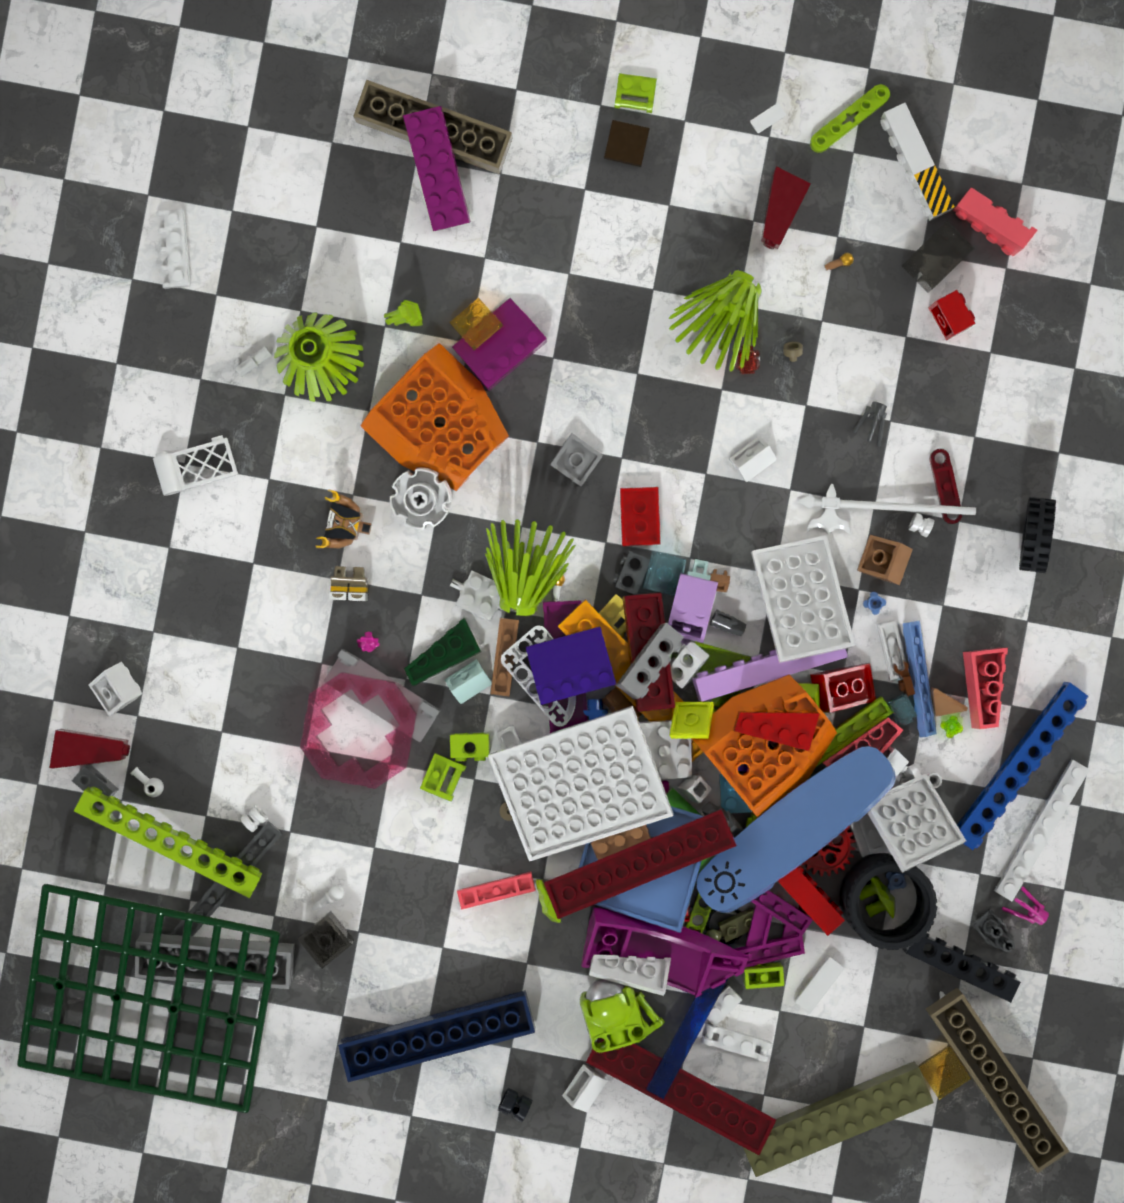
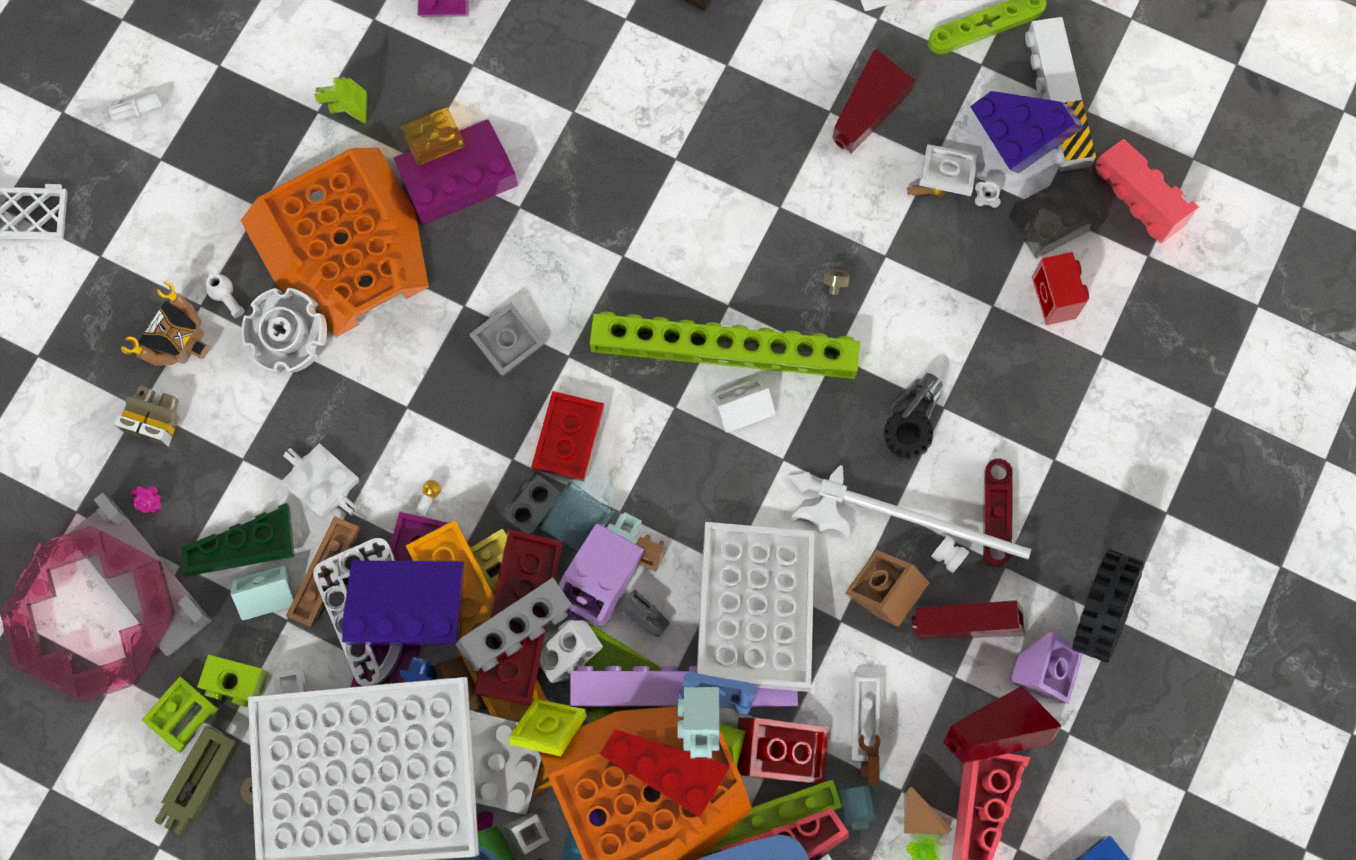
camera: 20 degrees right, 15 degrees down
(320, 362) = (204, 99): lime plant -> none
(367, 482) = (223, 293): none -> white bar
(469, 807) = (202, 769): none -> olive hinge
(522, 587) = (369, 469): lime plant -> none
(734, 299) = (774, 192): lime plant -> none
(751, 365) = (771, 274): clear red head -> none
(793, 691) = (700, 720): none -> light aqua brick
(795, 666) = (727, 687): none -> medium blue plate
(816, 411) = (735, 356): none -> lime brick
(851, 245) = (949, 170): none -> white tile
(872, 461) = (908, 450): none -> black tyre
(880, 602) = (865, 645): medium blue plate -> none
(883, 249) = (991, 188): none -> white plate
(898, 198) = (1025, 126): none -> dark purple brick
(919, 676) = (893, 770): medium blue plate -> none
(945, 567) = (970, 620): none -> dark red slope
(985, 634) = (1002, 728): none -> dark red slope
(1004, 584) = (1048, 668): none -> lavender slope

